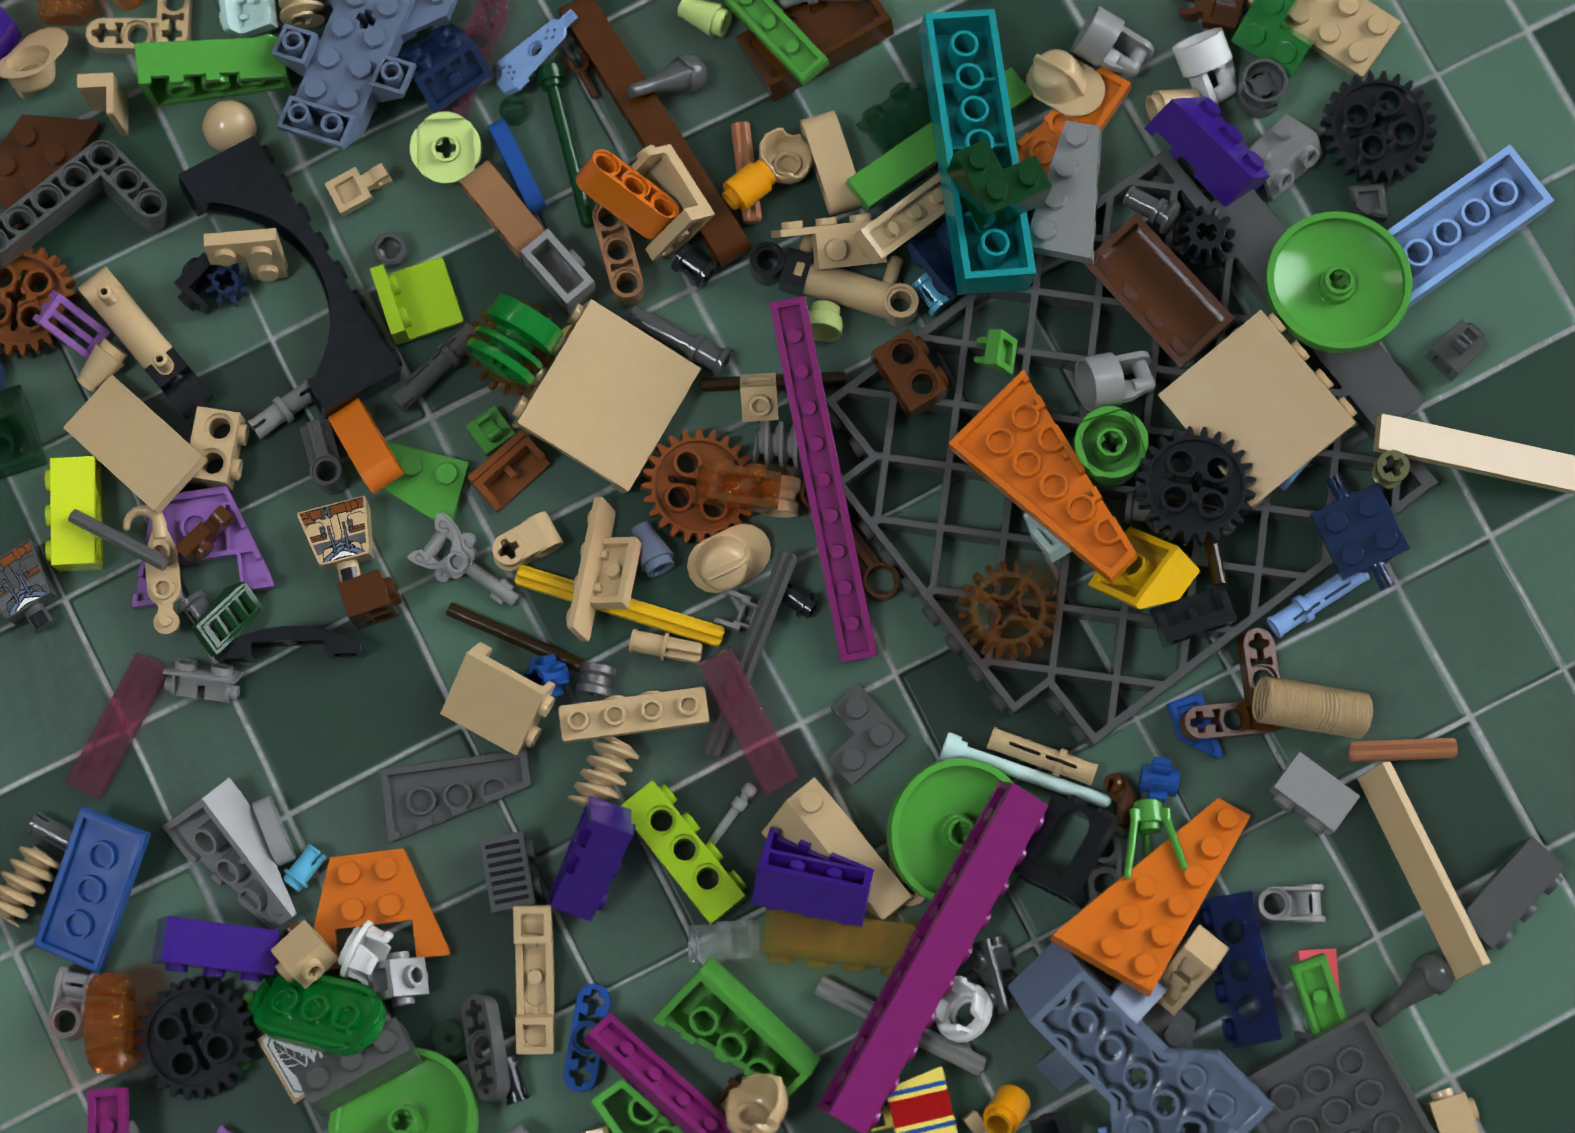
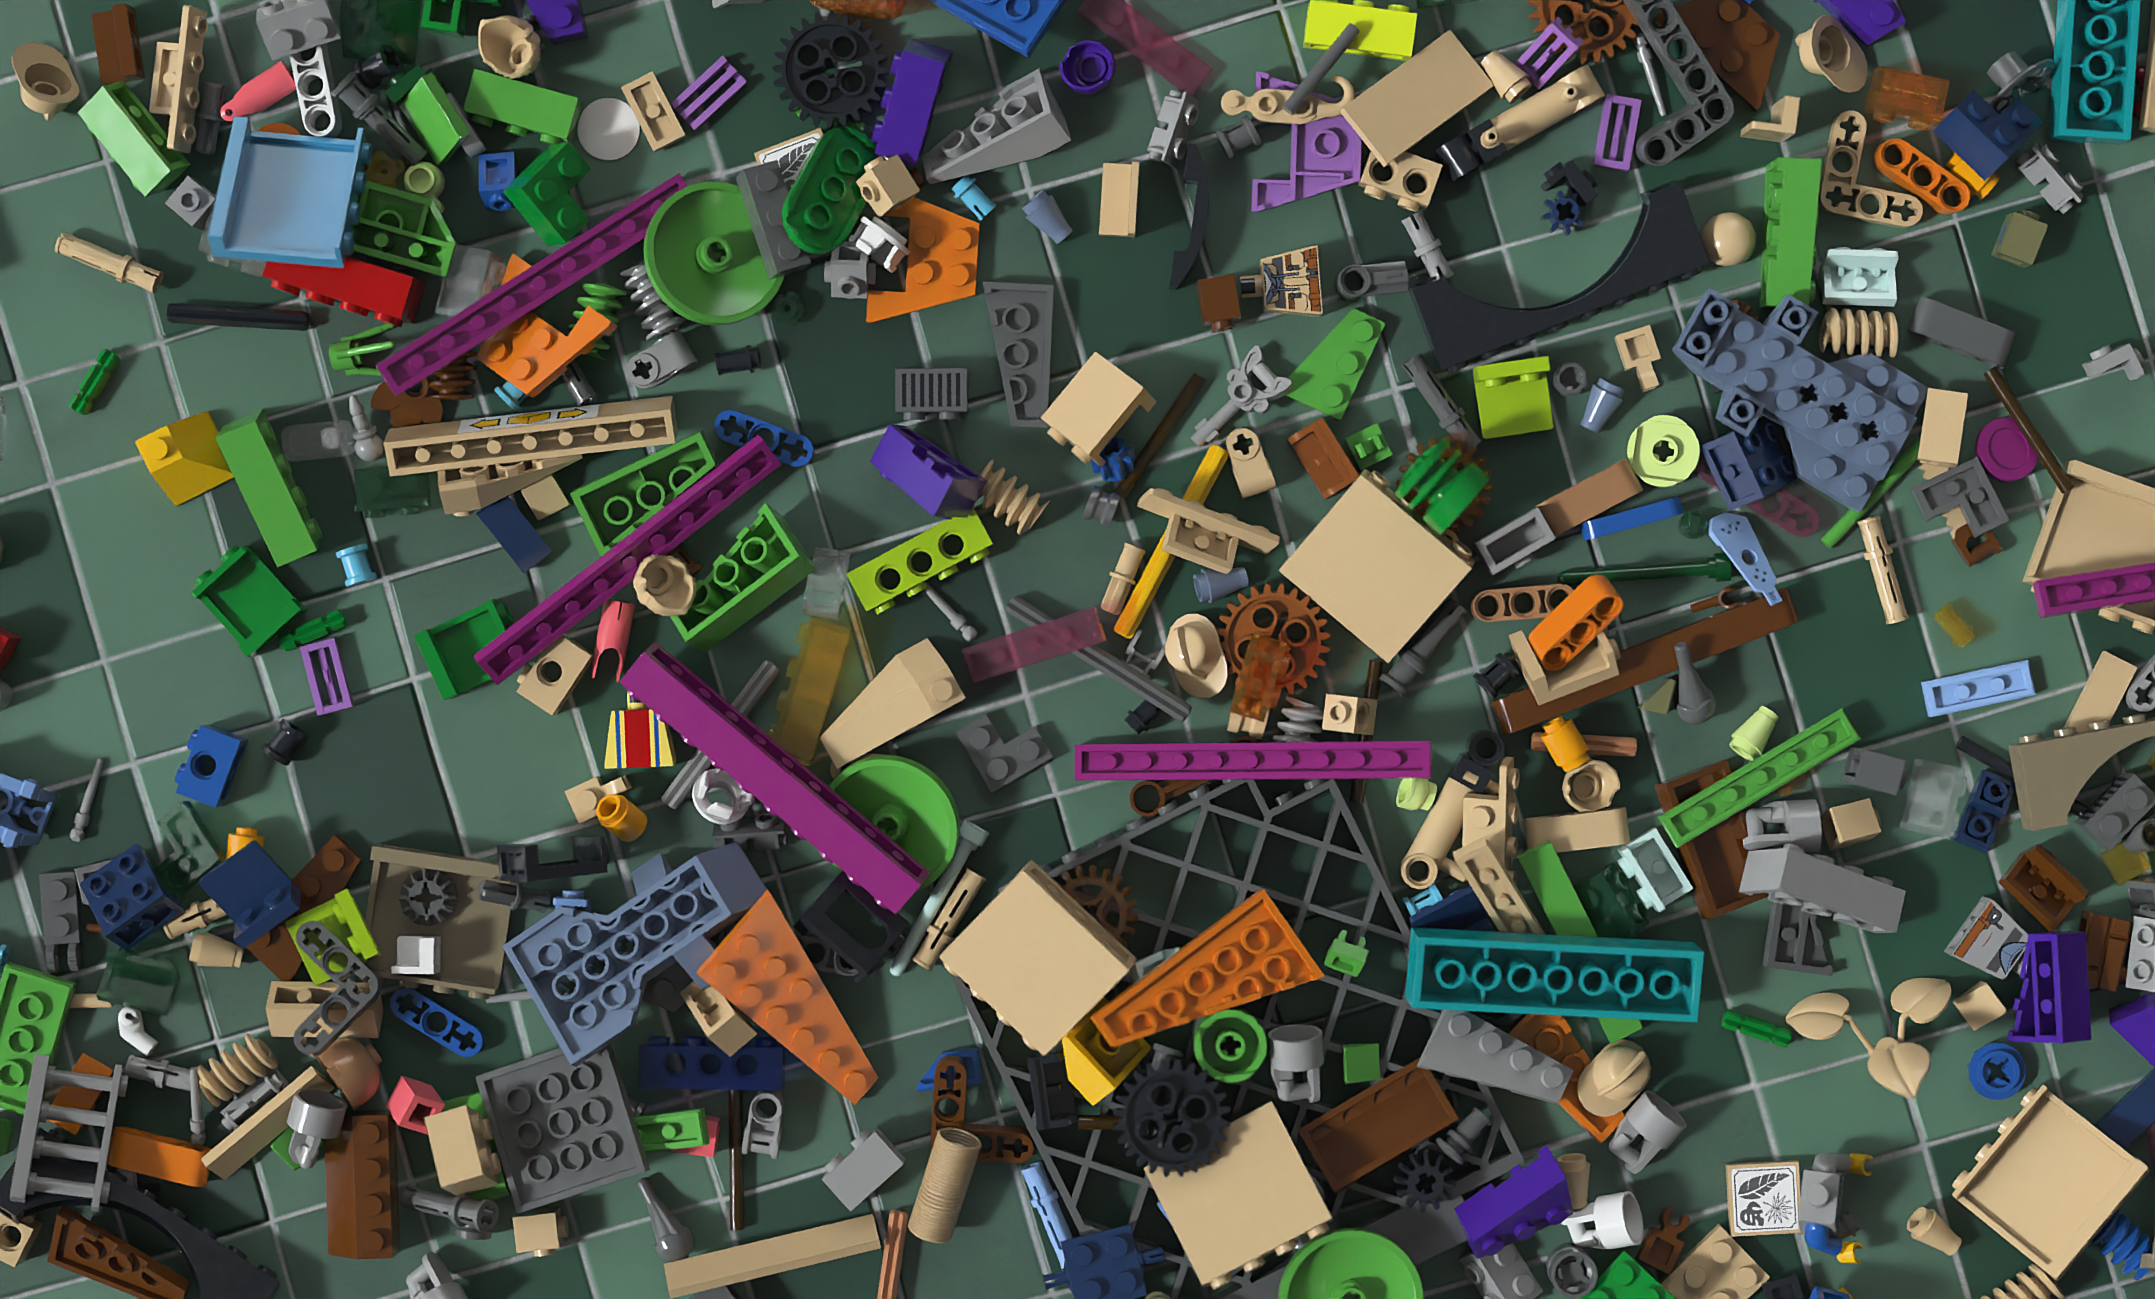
camera: 95 degrees right, 10 degrees up
(62, 238) = (1645, 56): none -> light grey piece
(141, 264) = (1610, 163): none -> medium lavender tile
(152, 775) = (1088, 67): none -> dark purple hair
(200, 540) = (1305, 147): reddish brown plate -> none
(228, 616) = (1233, 180): dark green slope -> none
(257, 247) = (1587, 252): tan plate -> none
(274, 831) = (1014, 174): light grey beam -> none
(283, 719) = (1119, 199): none -> tan panel
(311, 790) = (1047, 216): none -> sand blue cone
(366, 446) = (1371, 323): orange beam -> none
(410, 215) = (1602, 404): none -> sand blue cone
(481, 1074) = (759, 351): dark grey beam -> none
(534, 979) = (825, 398): tan slope -> none
(633, 714) = (1058, 536): tan bracket -> none
(687, 108) = (1660, 698): none -> olive slope
(810, 883) = (865, 675): dark purple wedge -> none
(856, 83) = (1654, 870): none -> light aqua bracket
(901, 377) = (1337, 856): reddish brown brick -> none
(996, 192) = (1499, 980): dark green brick -> none
(1064, 650) = (1037, 958): none -> tan panel
(1101, 320) = (1361, 1062): none -> bright green slope
(1122, 795) = (896, 988): reddish brown arm -> none
(1147, 818) = (869, 1006): bright green plant -> none
(1159, 779) = (904, 1025): blue gear -> none
(1333, 928) = (736, 1167): none -> dark brown bar

